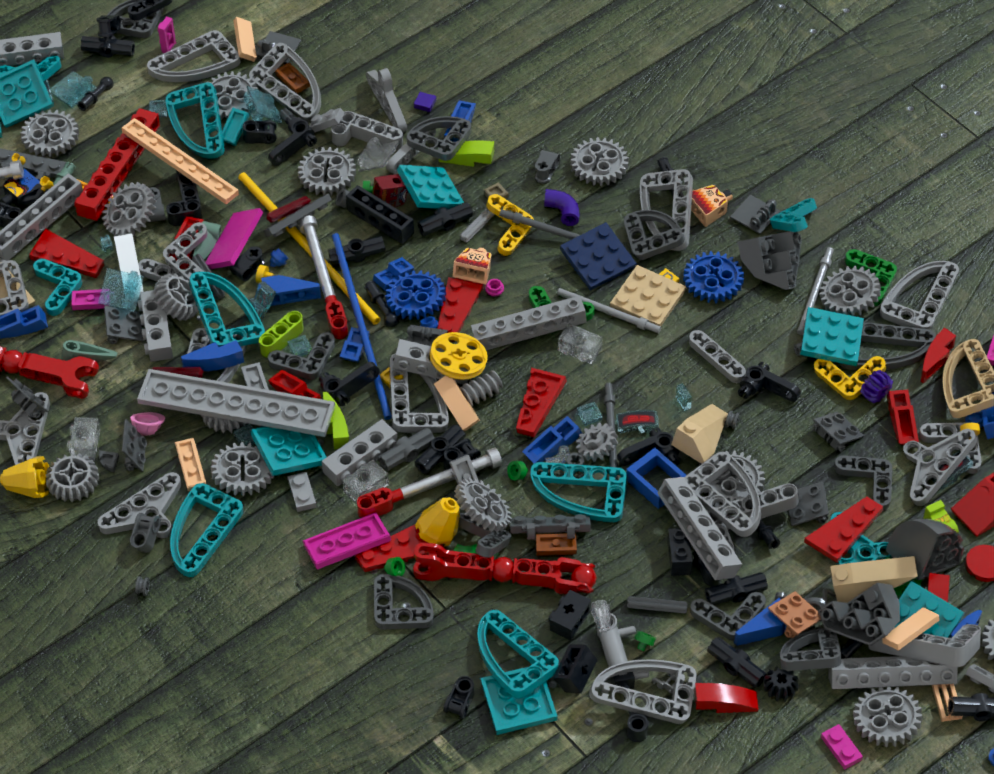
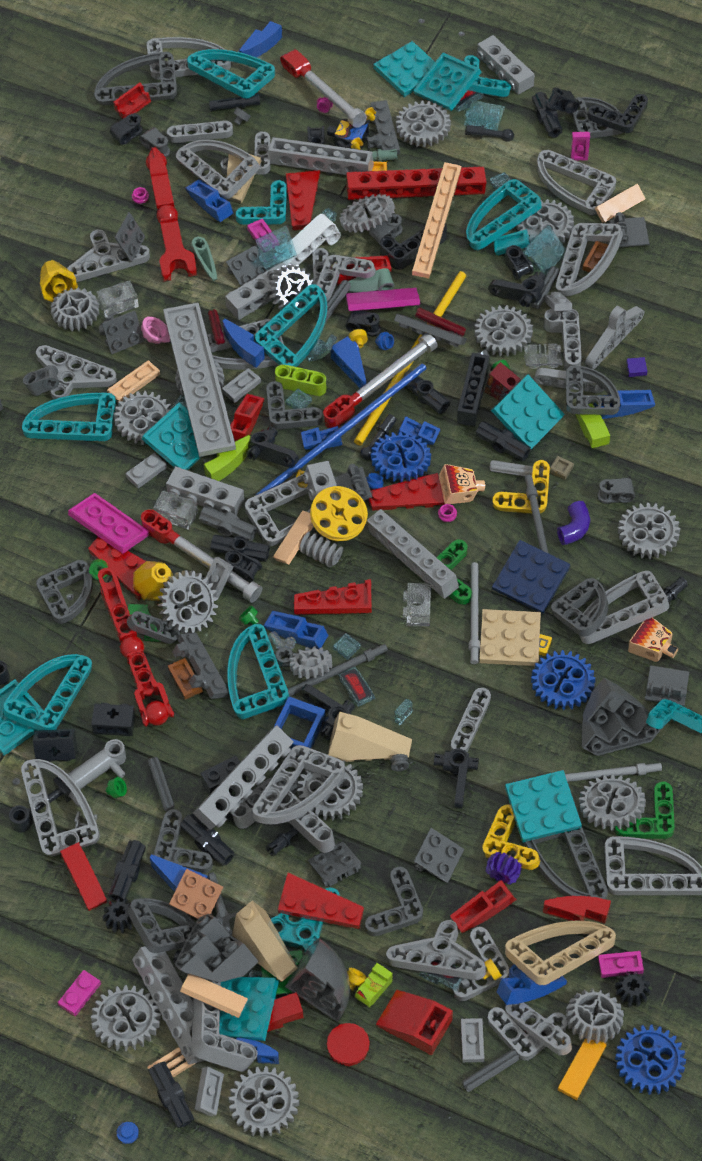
camera: 65 degrees right, 5 degrees up
(601, 613) = (112, 739): clear cone -> none

